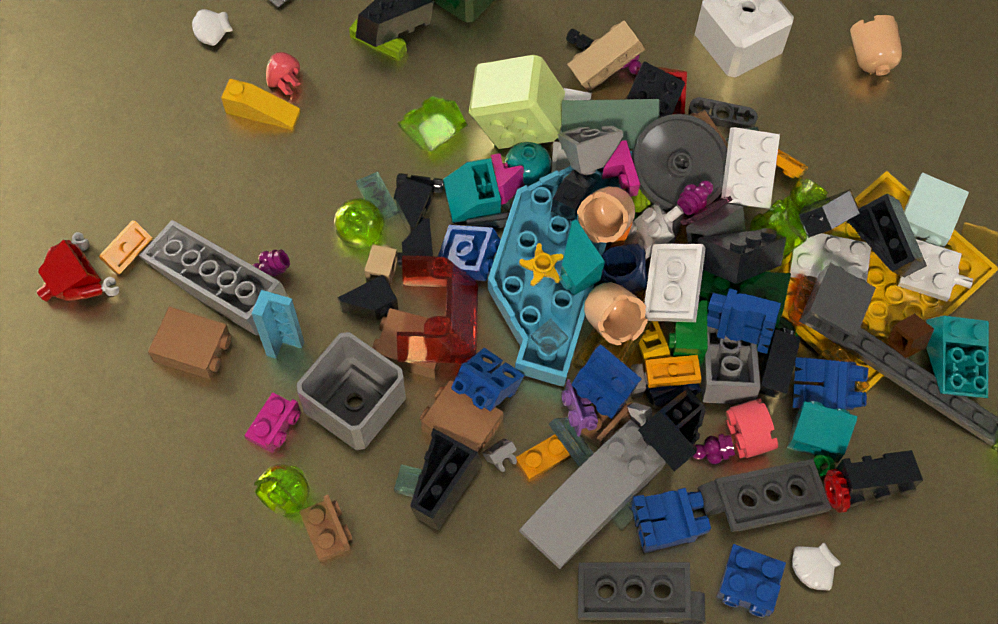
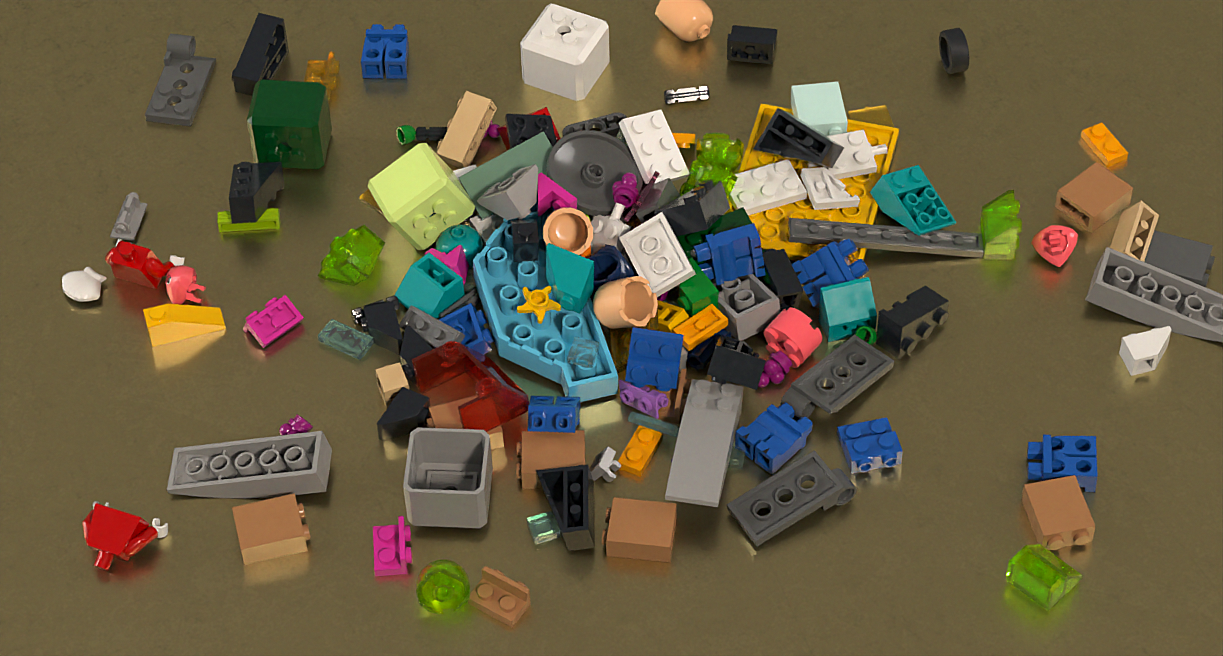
camera: 30 degrees left, 15 degrees down
(125, 247) = (149, 490): light orange plate -> none
(259, 34) = (139, 264): none -> red torso
(276, 322) = (342, 456): medium azure fence -> none
(329, 146) = (273, 321): none -> dark pink bracket
(359, 223) = (347, 363): clear neon green cylinder -> none
(446, 231) = (430, 328): none -> dark grey tile
(487, 539) = (640, 529): none -> medium nougat brick
(559, 29) = (405, 134): none -> green hinge
(640, 413) = (697, 370): white tile -> none
(800, 300) = (767, 225): clear orange piece -> none
(815, 566) = (910, 408): white animal -> none
(827, 123) = (686, 94): none -> axle
(828, 213) = (741, 148): black slope -> none
(837, 304) = (795, 209): dark grey brick -> none
(837, 491) = (884, 335): red gear -> none
(888, 296) = (826, 190): none -> white wing
(910, 336) = (866, 205): reddish brown brick -> none
(919, 105) = (751, 44): none -> black bracket

